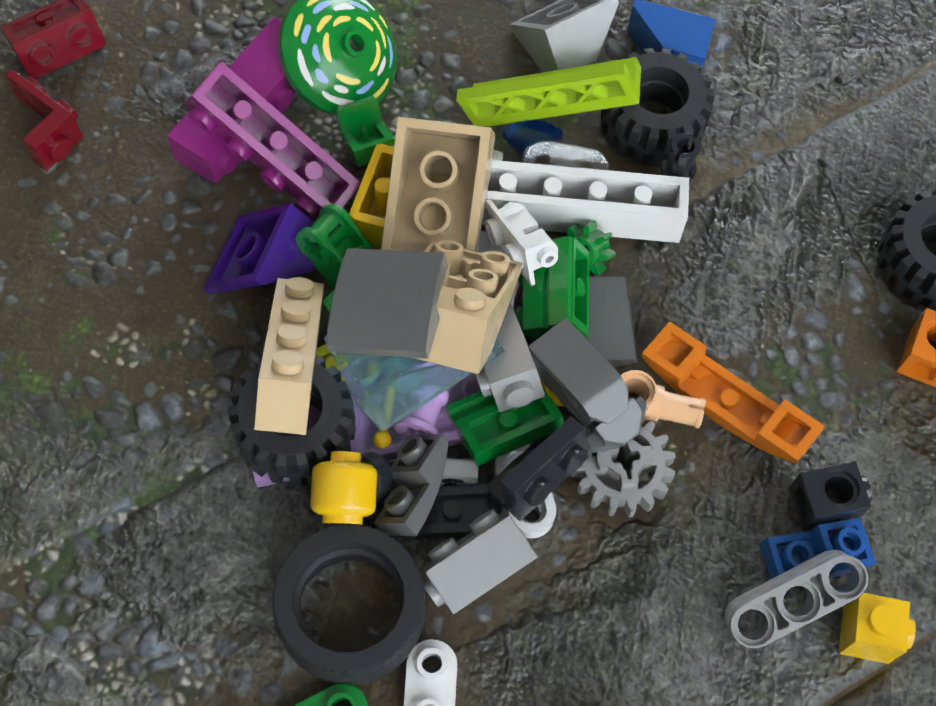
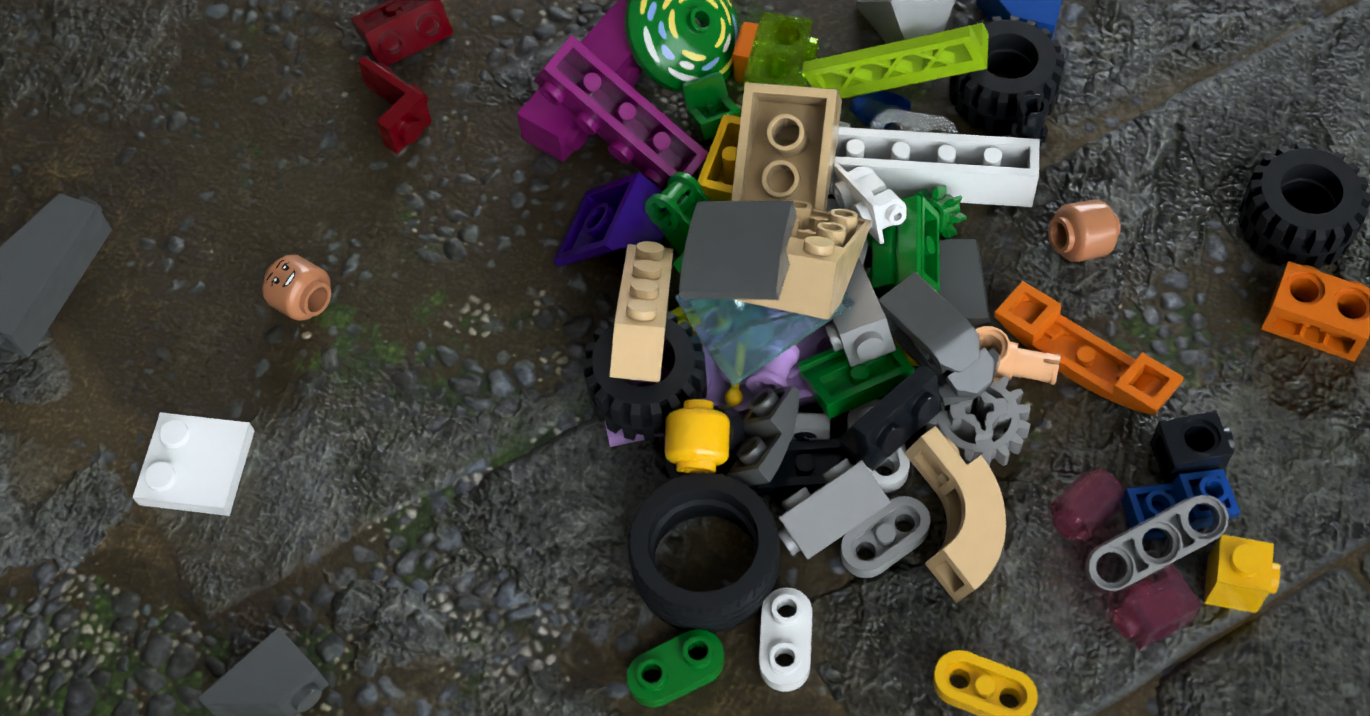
camera: 10 degrees right, 5 degrees down
(400, 75) = (743, 49): none -> orange tile
(429, 85) = (780, 50): none -> clear neon green brick
(530, 587) = (883, 538): none -> light grey plate
(618, 566) = (972, 512): none -> tan arch
(728, 554) = (1086, 504): none -> clear pink brick
(730, 269) = (1084, 230): none -> nougat head
(794, 663) = (1156, 609): none -> clear pink brick

